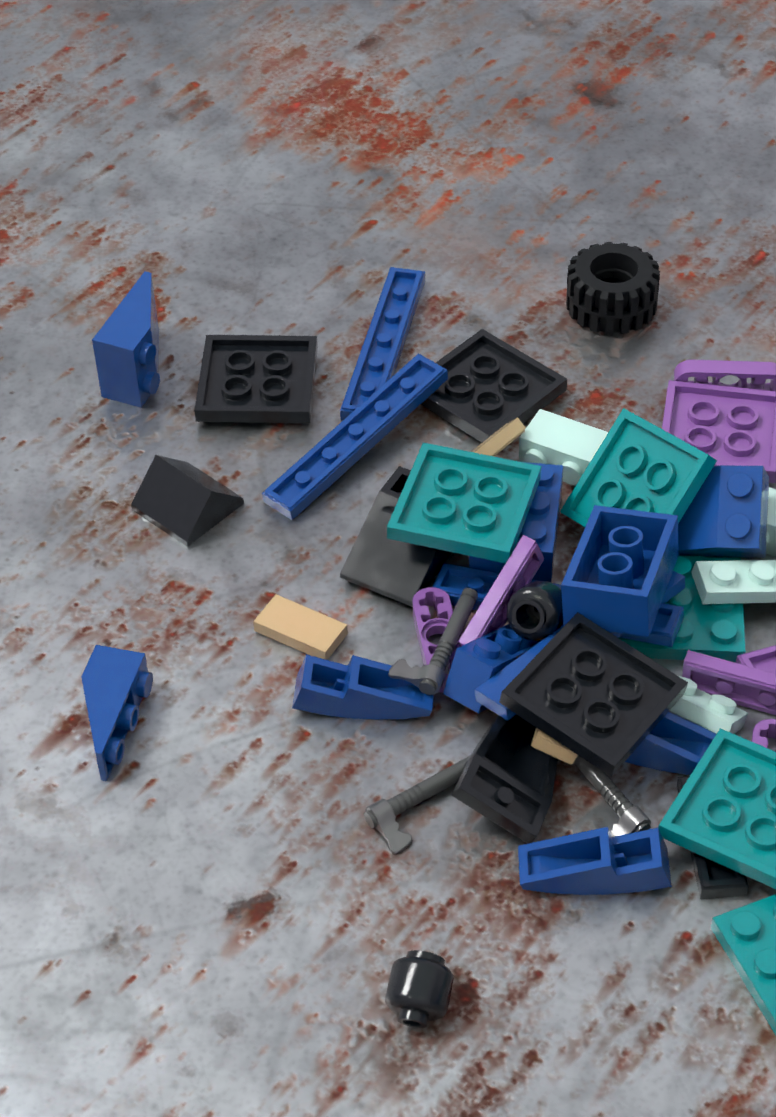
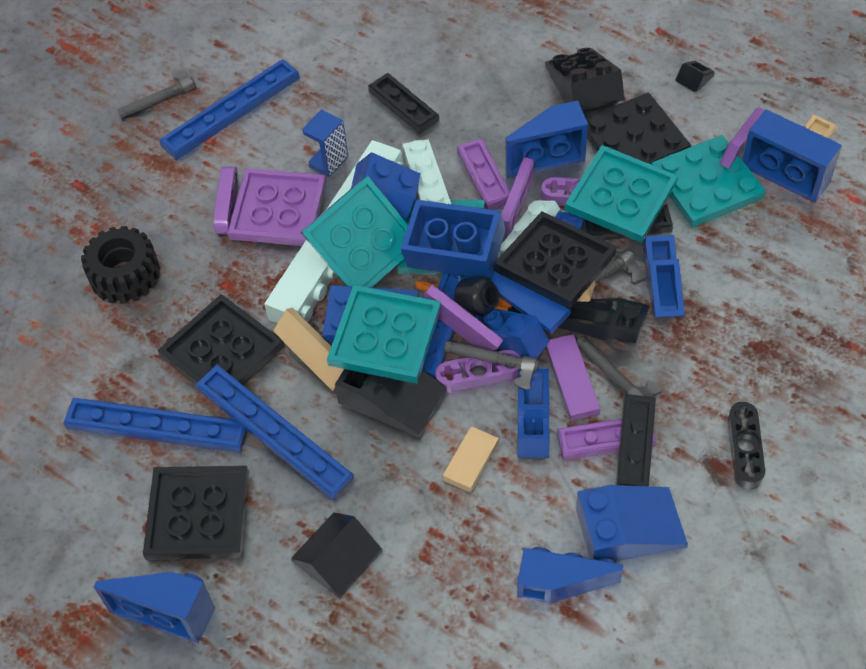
camera: 90 degrees left, 10 degrees up
(175, 783) = (629, 521): none -> blue slope
(297, 797) = (635, 440): none -> black tile
(297, 957) = (739, 456): none -> black beam
(318, 777) = (590, 439): none -> medium lavender tile
(418, 742) = (572, 377): none -> medium lavender tile
(419, 988) = (773, 363): black head -> none

